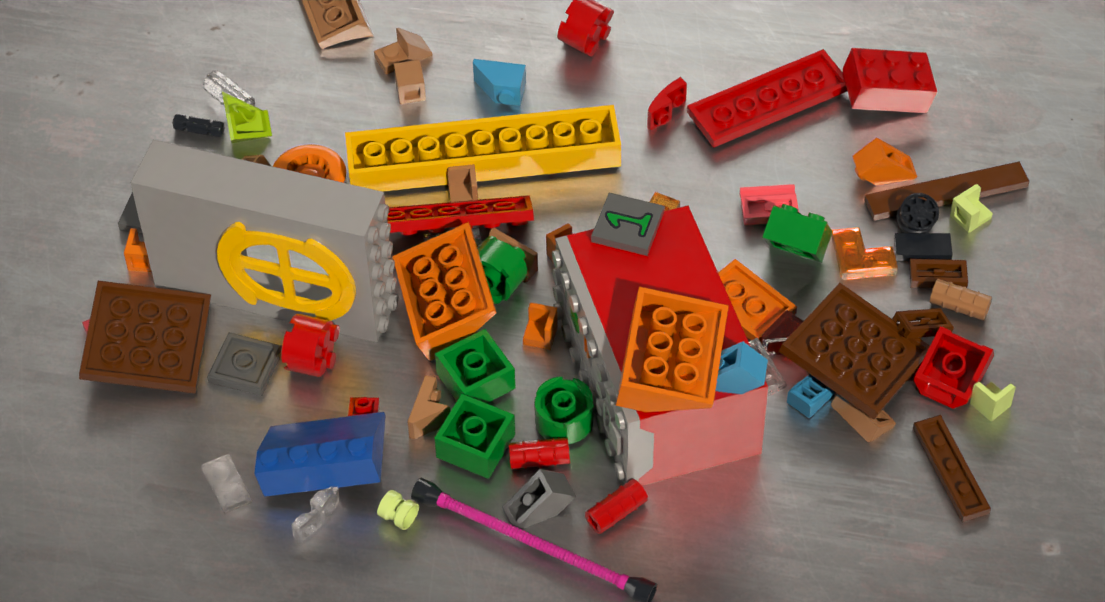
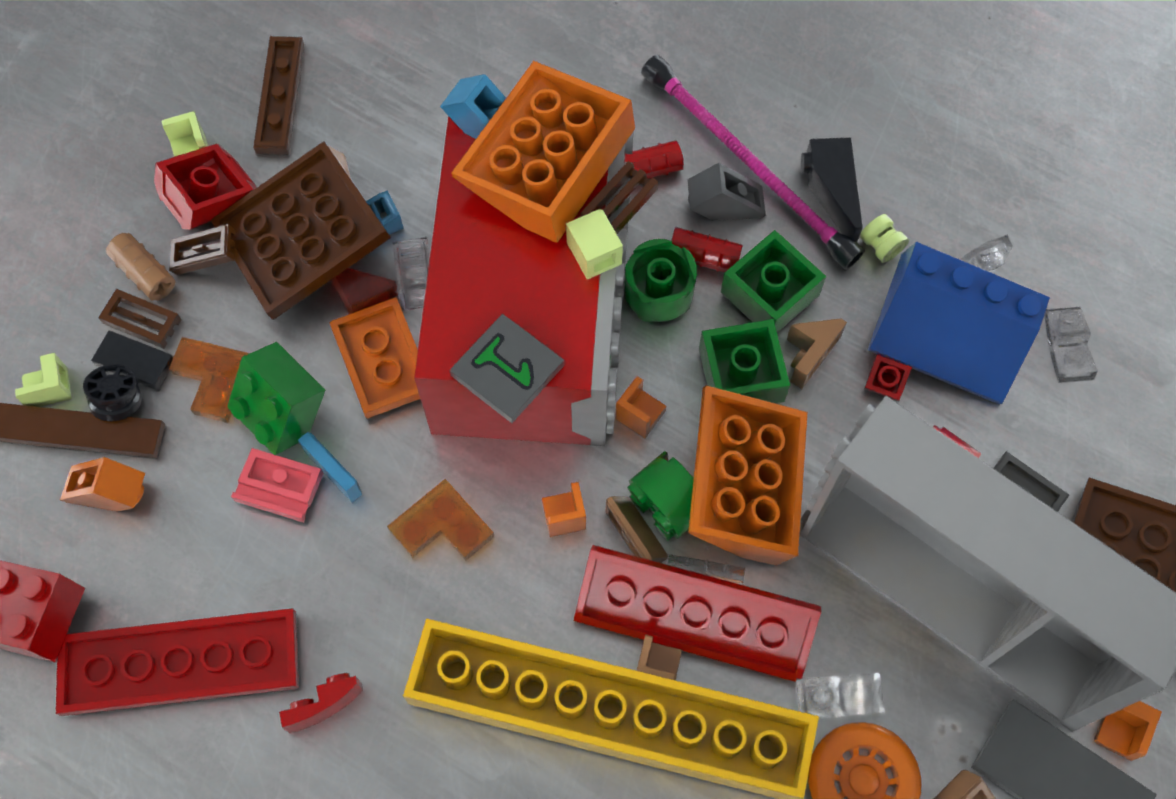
camera: 160 degrees left, 15 degrees up
(456, 543) = (834, 182): none -> black slope
(606, 304) = (594, 243): none -> yellowish green panel
(609, 334) = (637, 178): none -> reddish brown tile
(738, 222) = (330, 466): none -> dark azure tile

